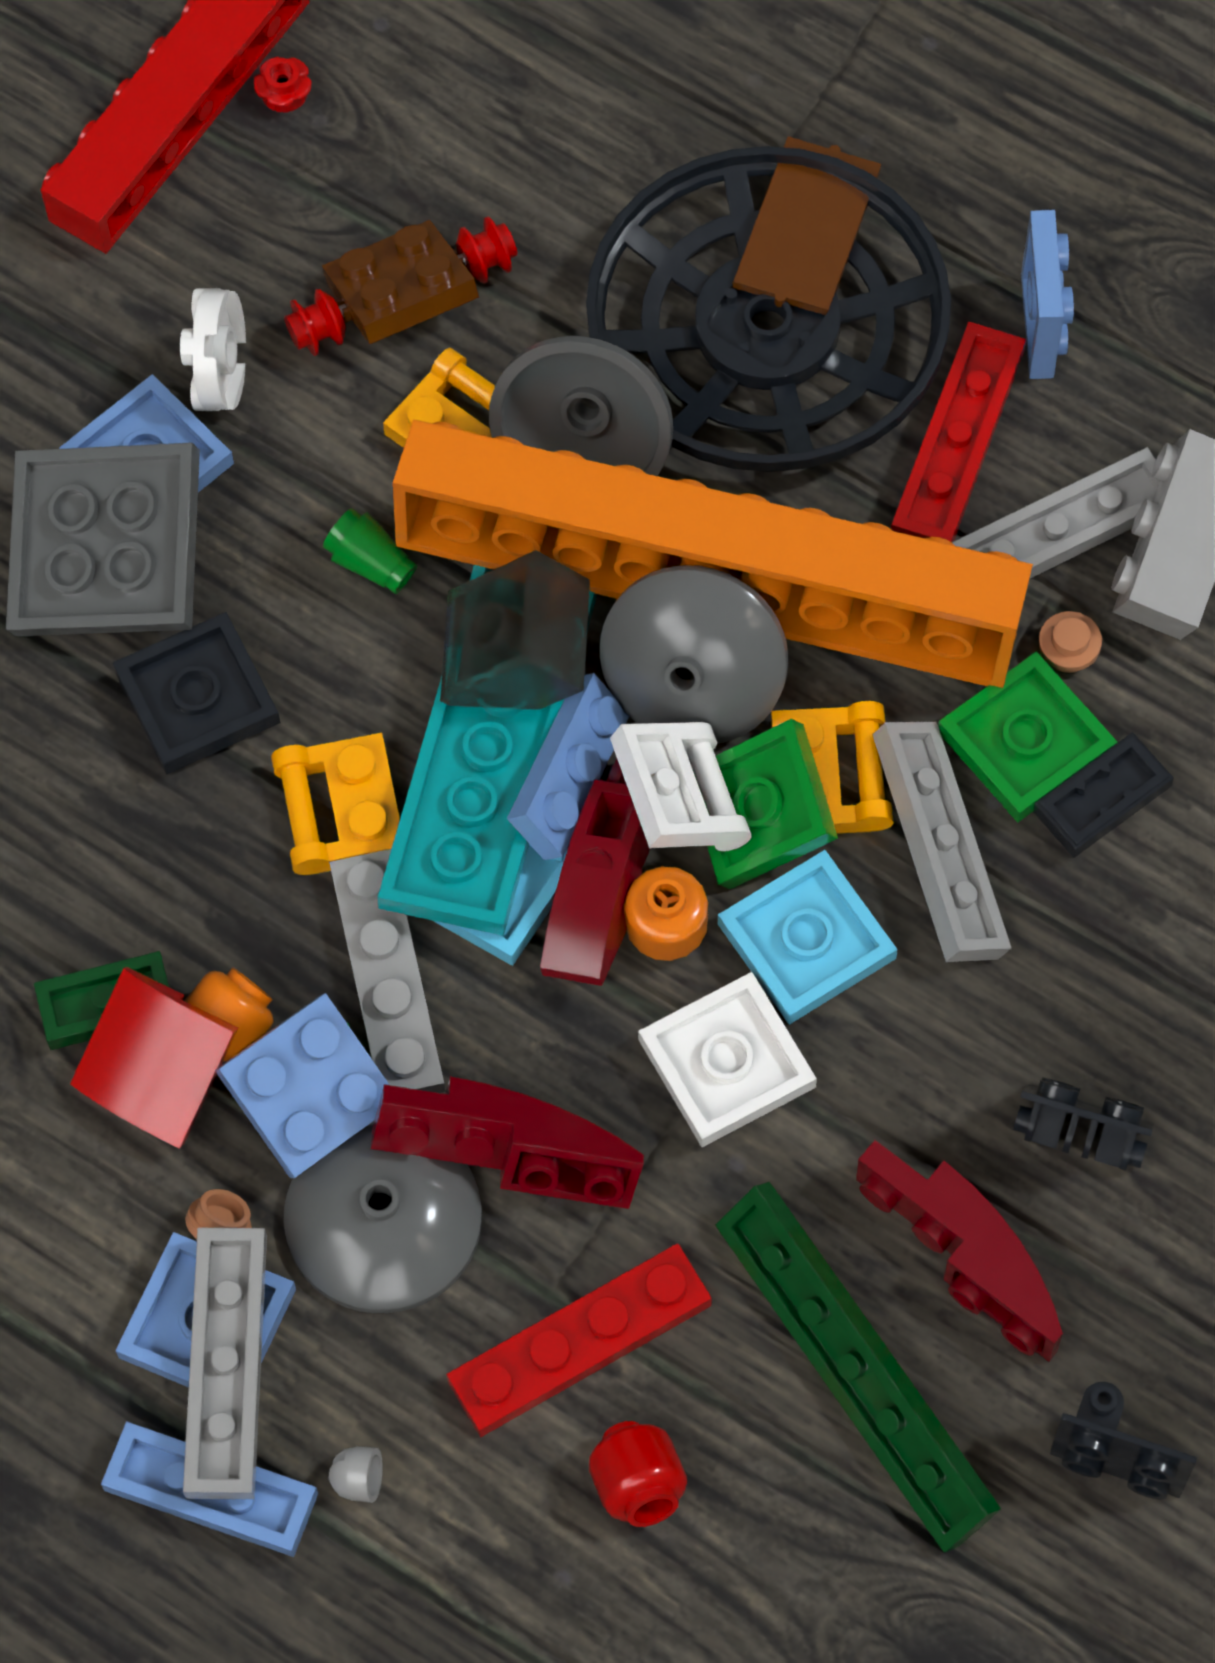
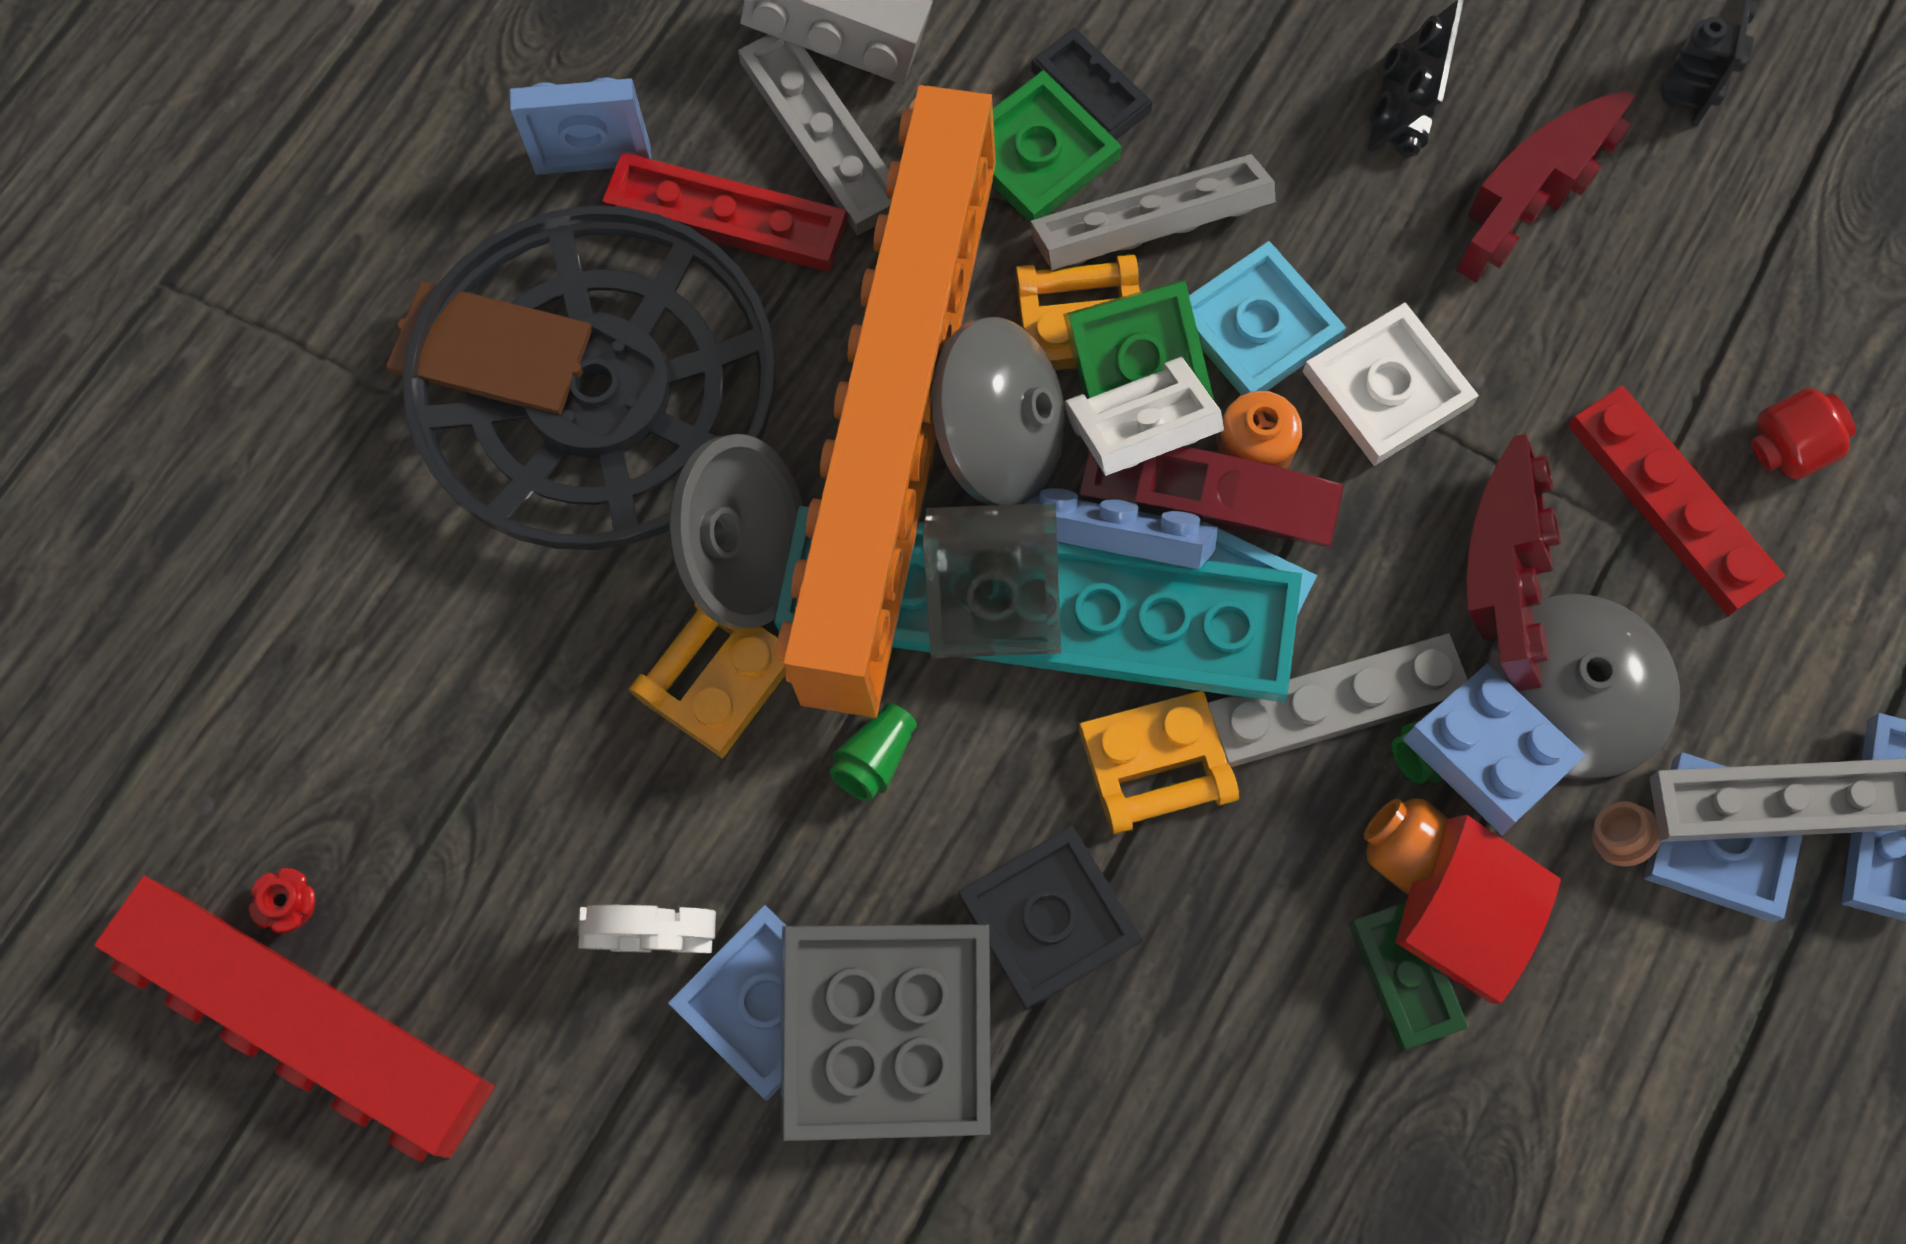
camera: 95 degrees left, 5 degrees up
(357, 1473) = (1848, 678): light grey hinge -> none
(400, 283) = (552, 745): reddish brown plate -> none
(857, 1367) = (1663, 264): dark green plate -> none

